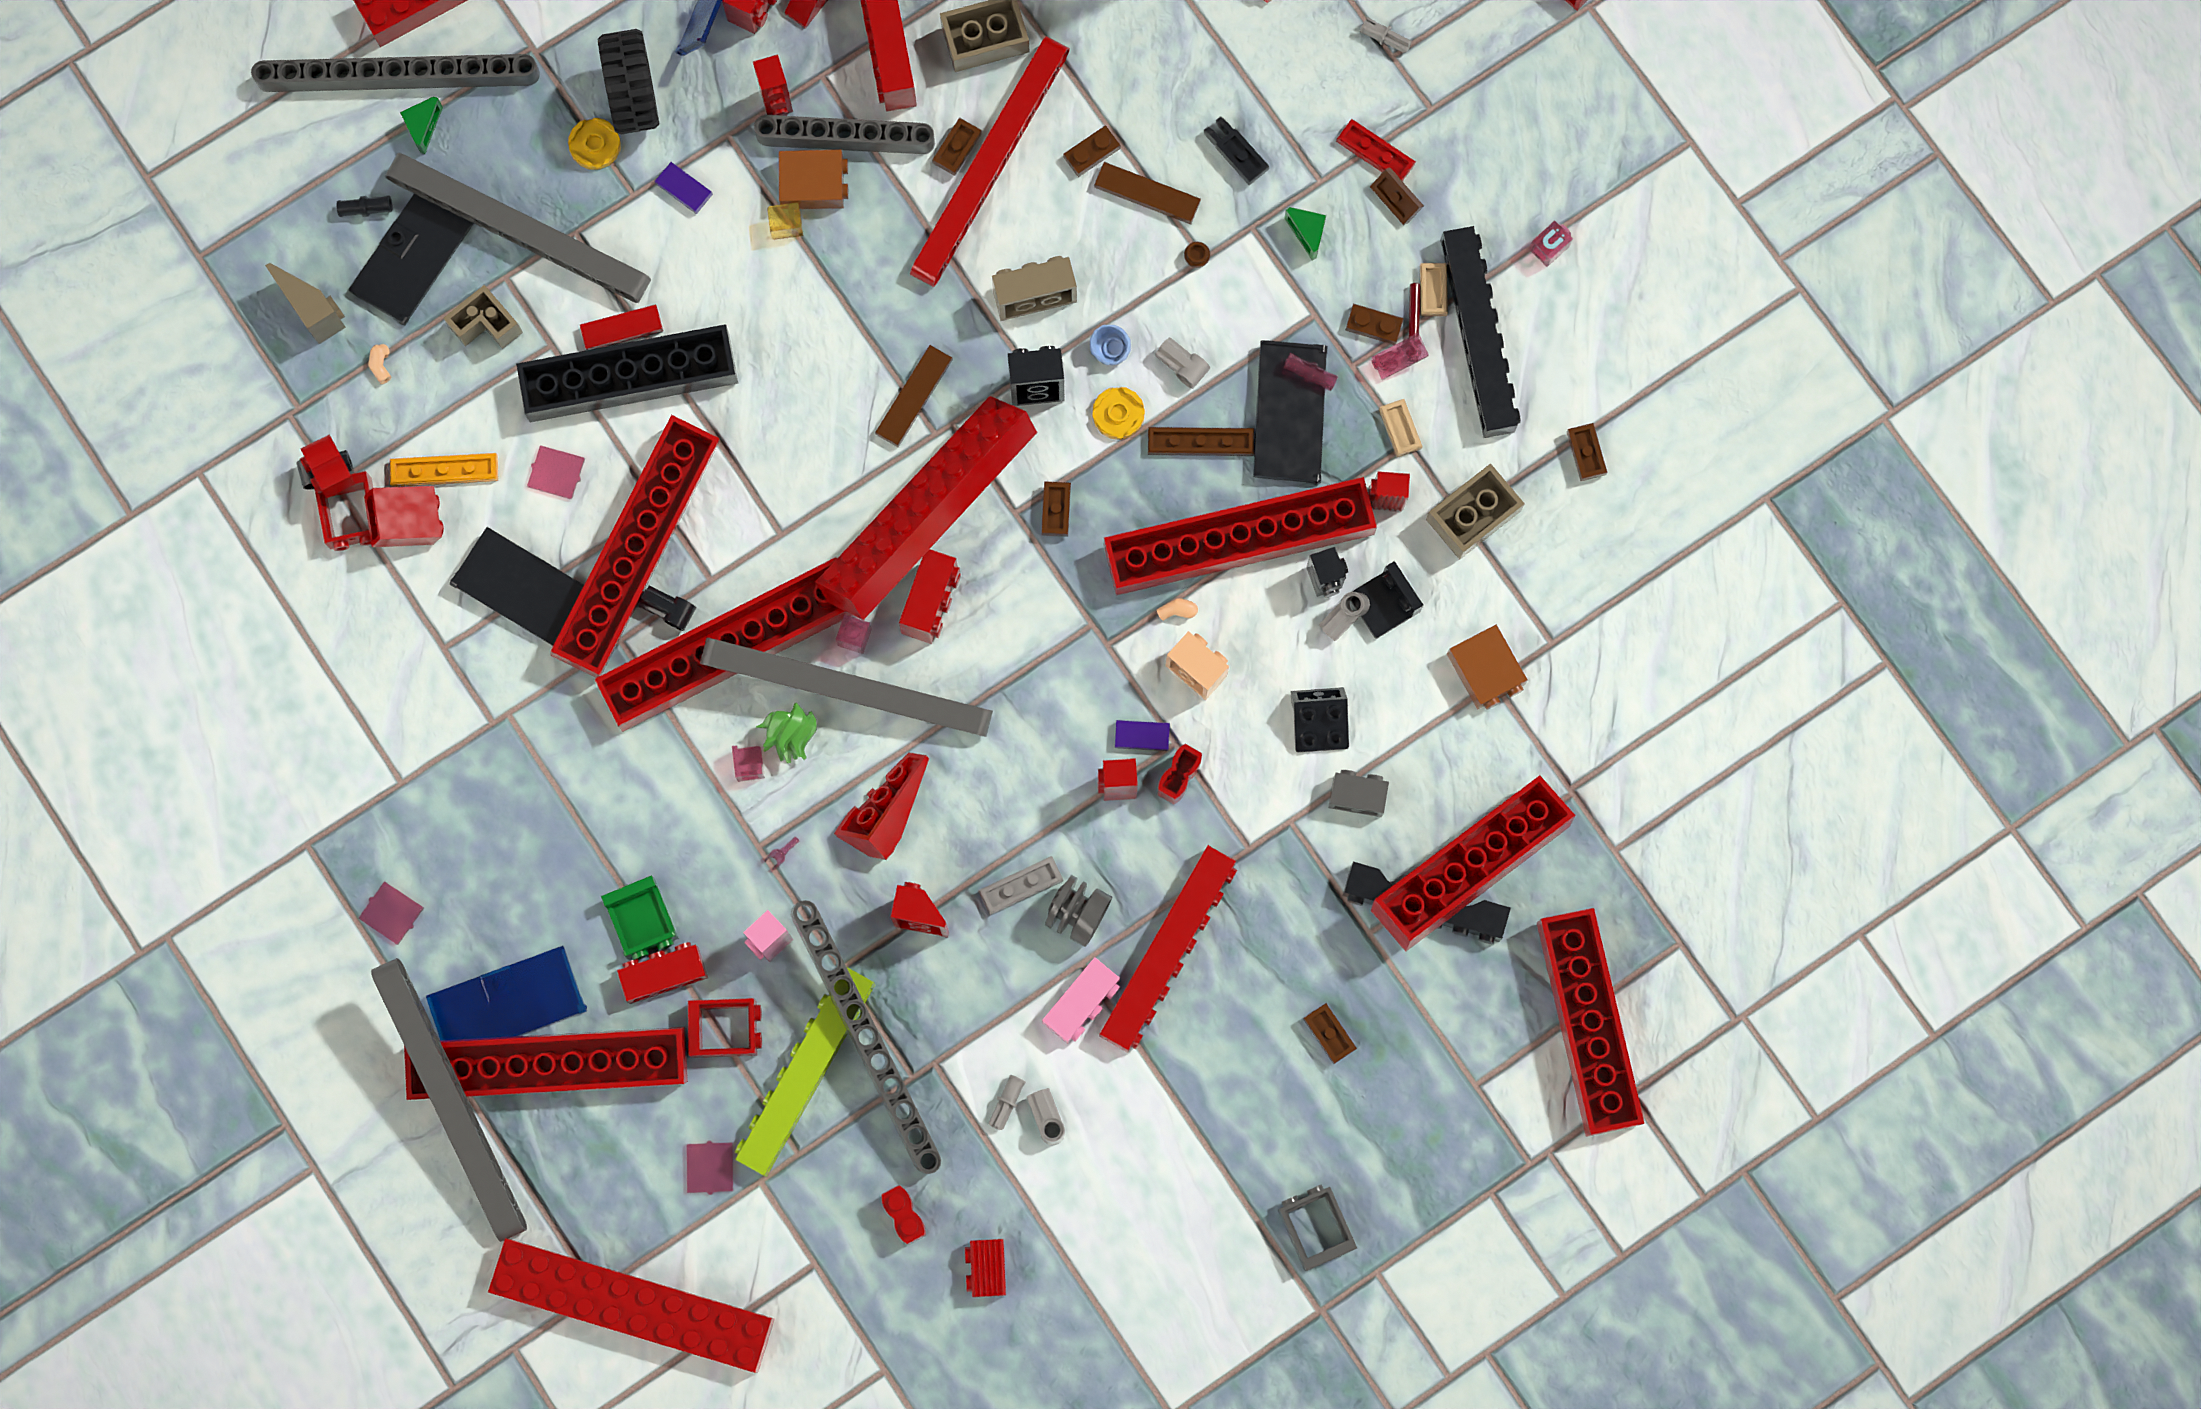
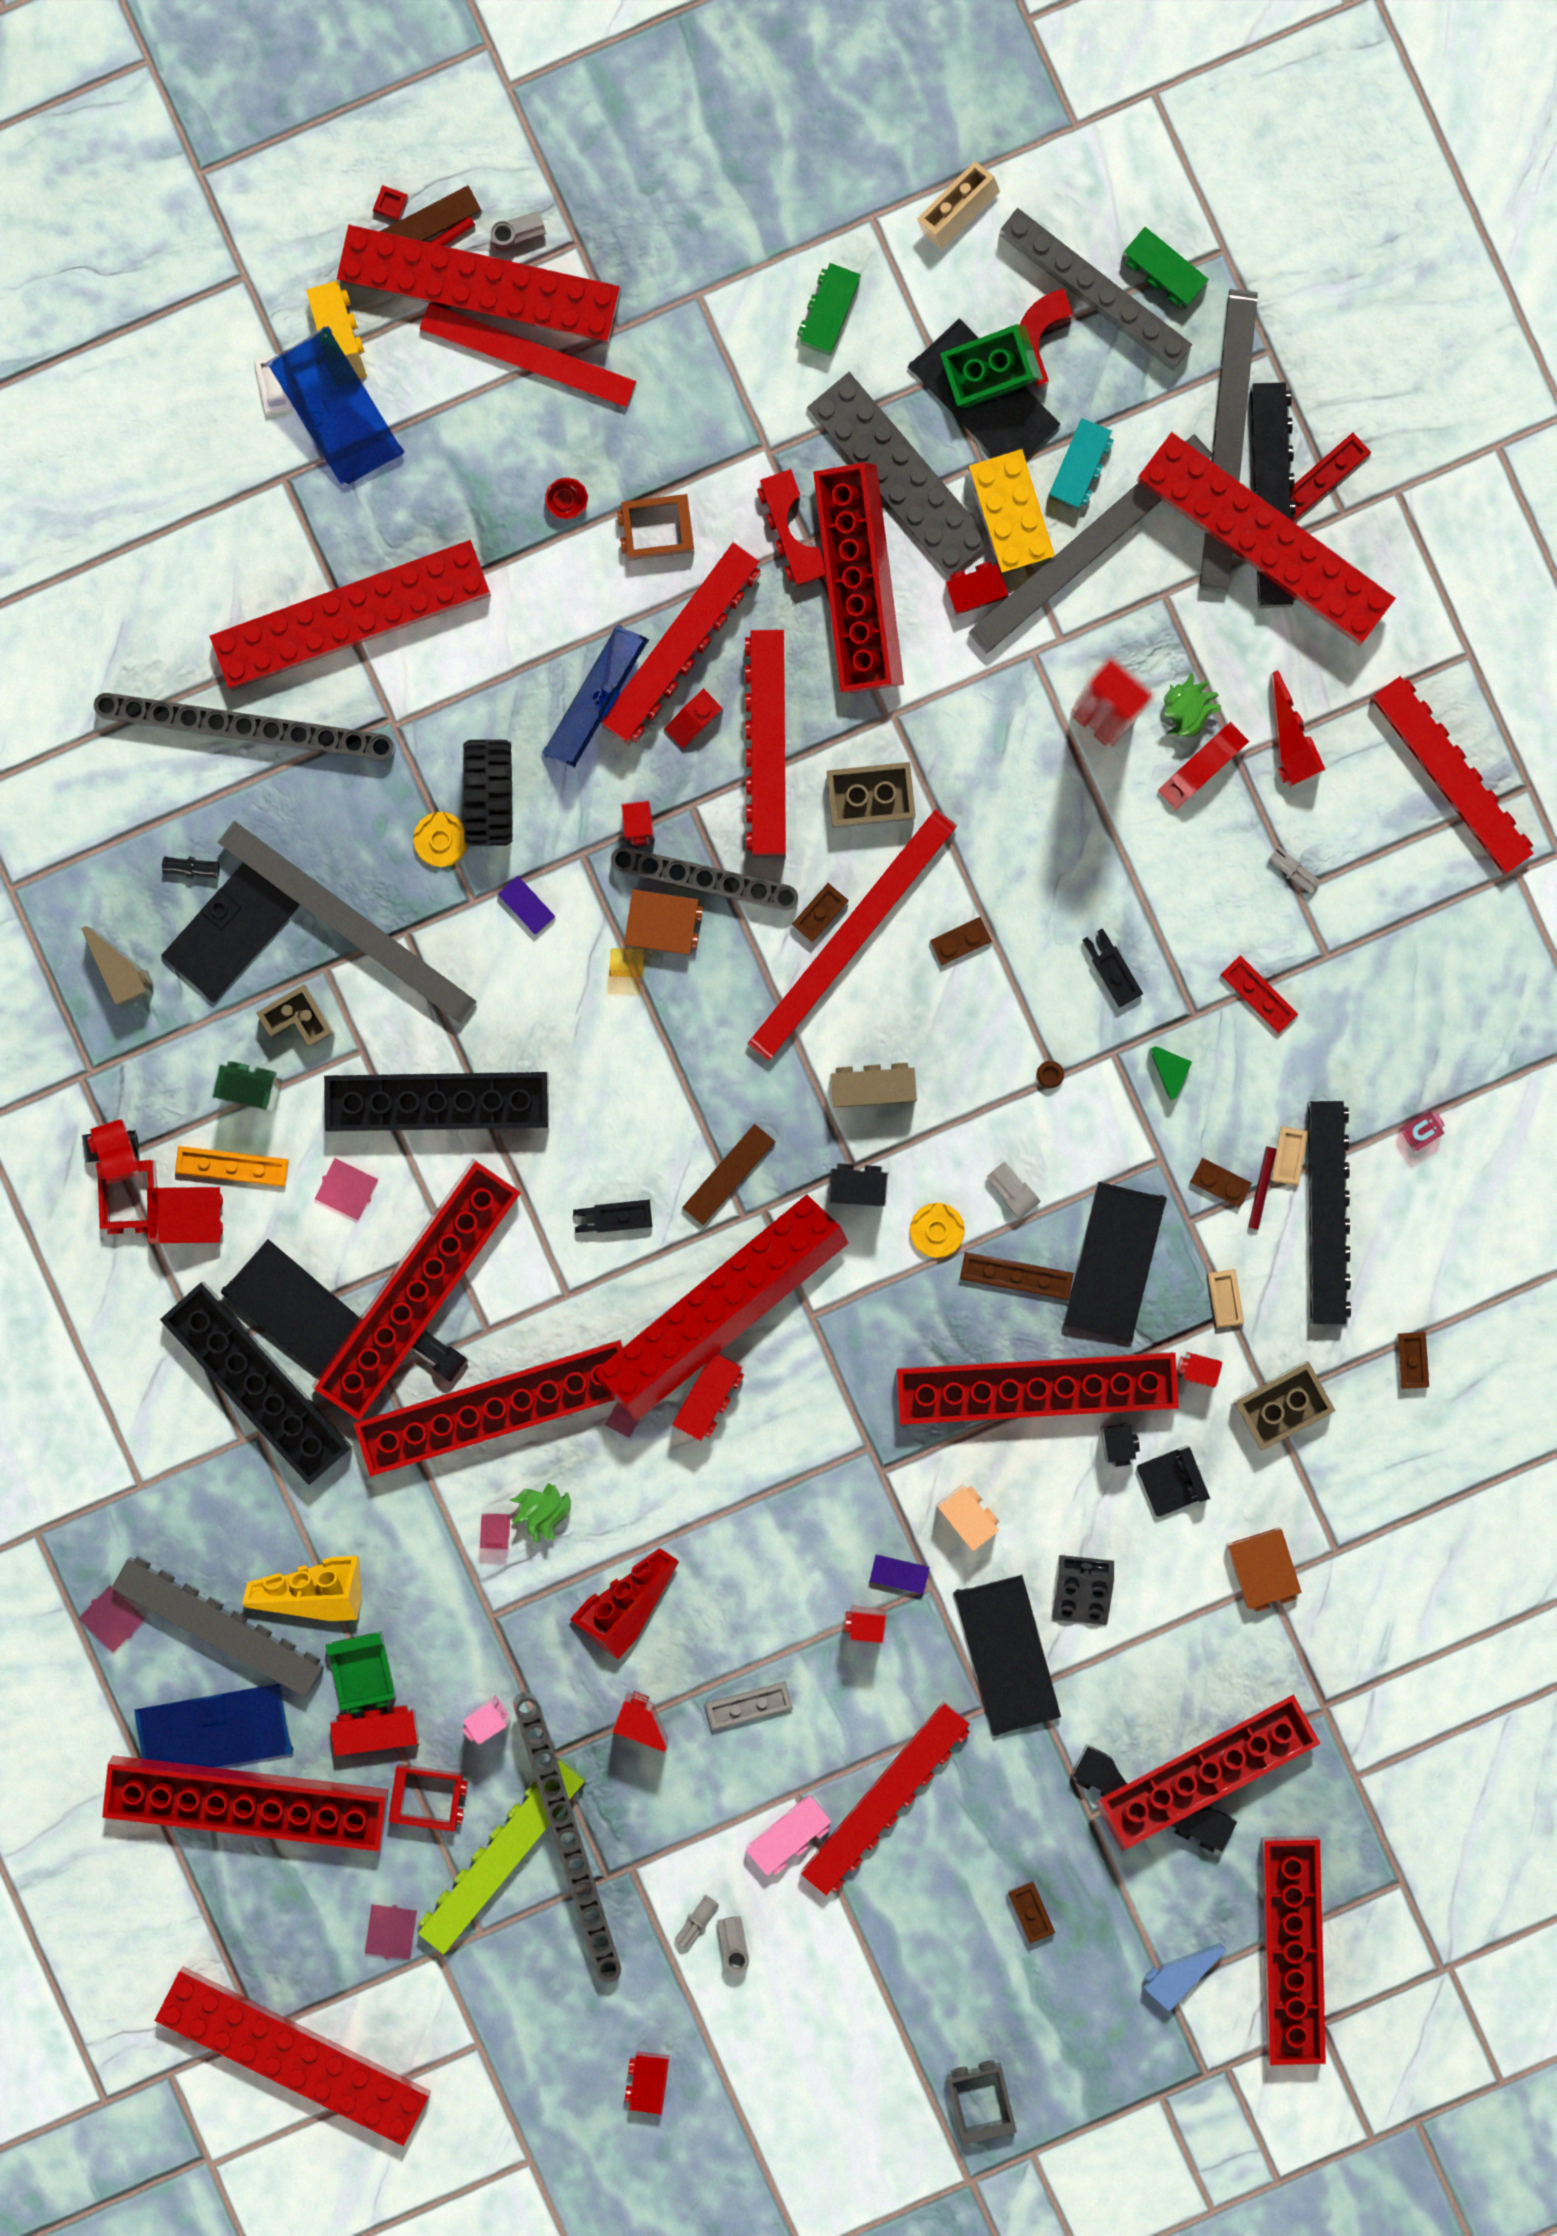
camera: 15 degrees right, 10 degrees up
(376, 361) = (179, 1039): light nougat arm -> none
(422, 120) = (263, 786): green slope -> none
(444, 385) = (248, 1088): none -> clear green brick
(449, 1099) = (144, 1827): dark grey beam -> none
(495, 900) = (217, 1626): none -> dark grey brick
(496, 661) = (256, 1383): none -> black brick
(588, 851) = (317, 1592): none -> yellow wedge
(621, 327) = (438, 1046): red tile -> none
(780, 854) = (512, 1630): clear pink hand -> none
(814, 451) = (617, 1216): none -> black hinge
(846, 687) = (607, 1477): dark grey beam -> none
(906, 1222) = (578, 2023): red brick -> none
(1056, 508) = (854, 1322): reddish brown plate -> none
(1078, 910) = (801, 1746): dark grey wheel -> none
(1110, 344) = (941, 1159): light blue hair -> none
(1147, 193) = (1010, 997): reddish brown tile -> none
(1175, 779) = (924, 1630): red brick -> none
(1178, 607) = (961, 1449): light nougat arm -> none
(1259, 792) = (1007, 1654): none -> black door
(1310, 372) = (1143, 1226): clear pink pin -> none
(1343, 616) = (1128, 1489): light grey piece -> none
(1358, 793) = (1107, 1675): dark grey brick -> none
(1396, 196) = (1270, 1050): reddish brown plate -> none
(1399, 356) = (1239, 1224): clear pink hinge -> none
(1481, 1073) = (1177, 1977): none -> medium blue slope

